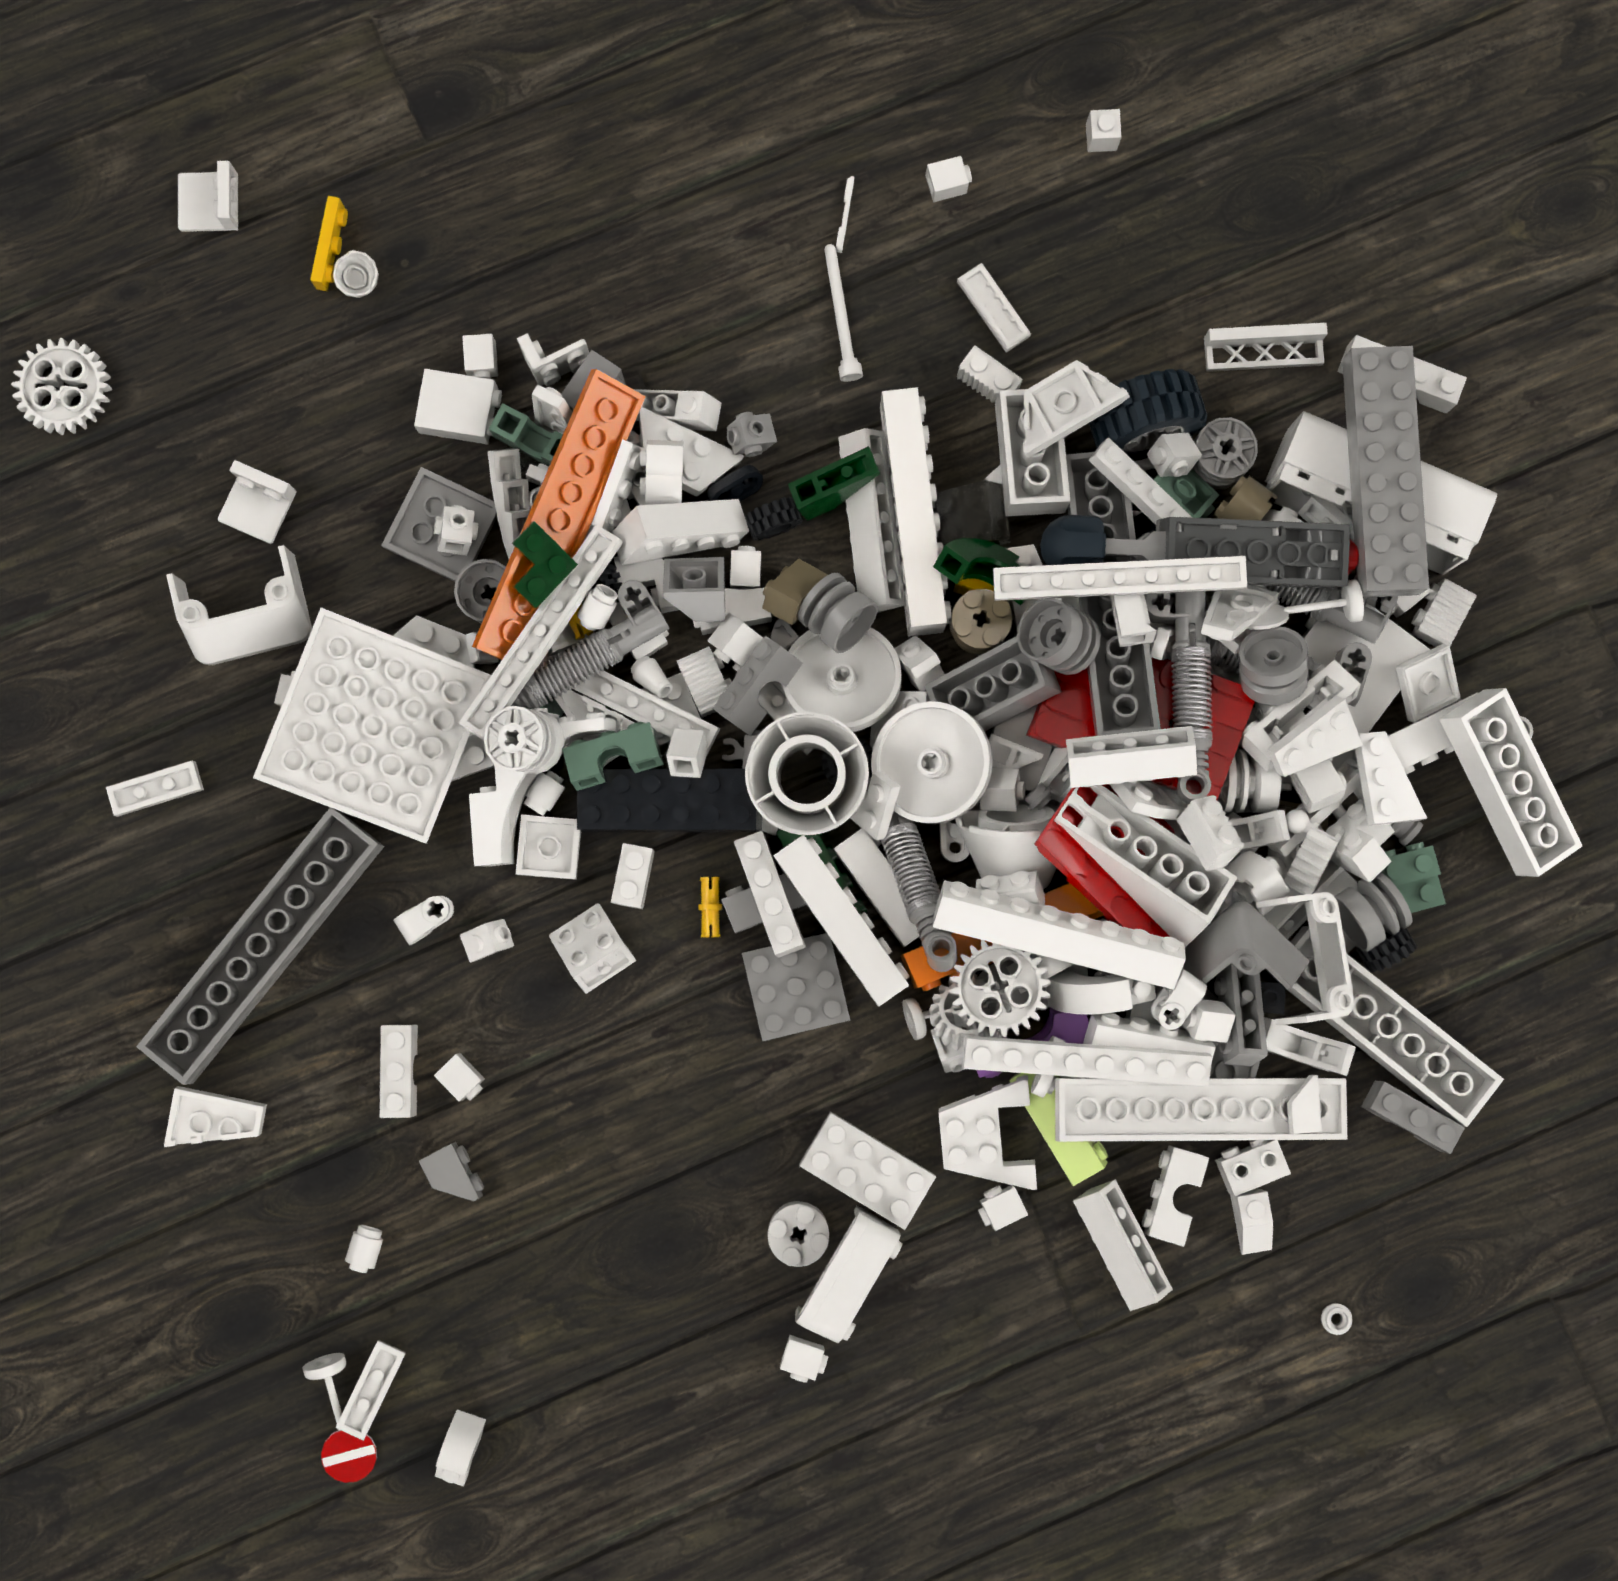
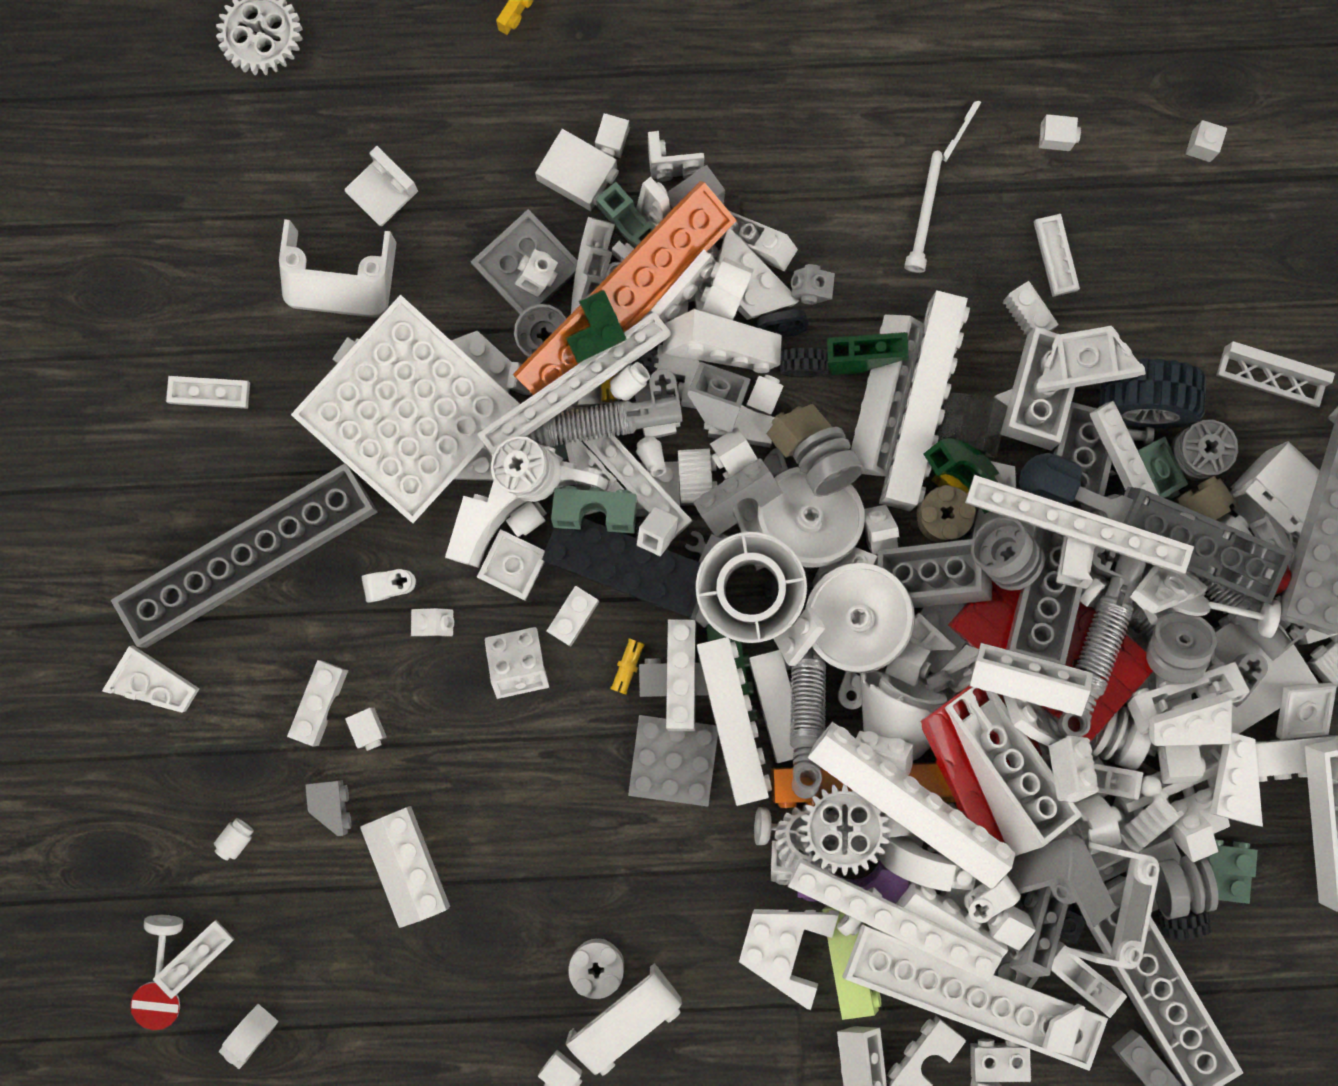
camera: 25 degrees right, 0 degrees up
(355, 274) = (535, 29): white hair -> none
(556, 1206) = (405, 867): none -> white slope
(867, 1170) = (674, 938): white brick -> none
(1001, 1207) = (775, 1013): white brick -> none
(1174, 454) = (1163, 436): white brick -> none
(1406, 831) = (1239, 829): light grey wheel -> none

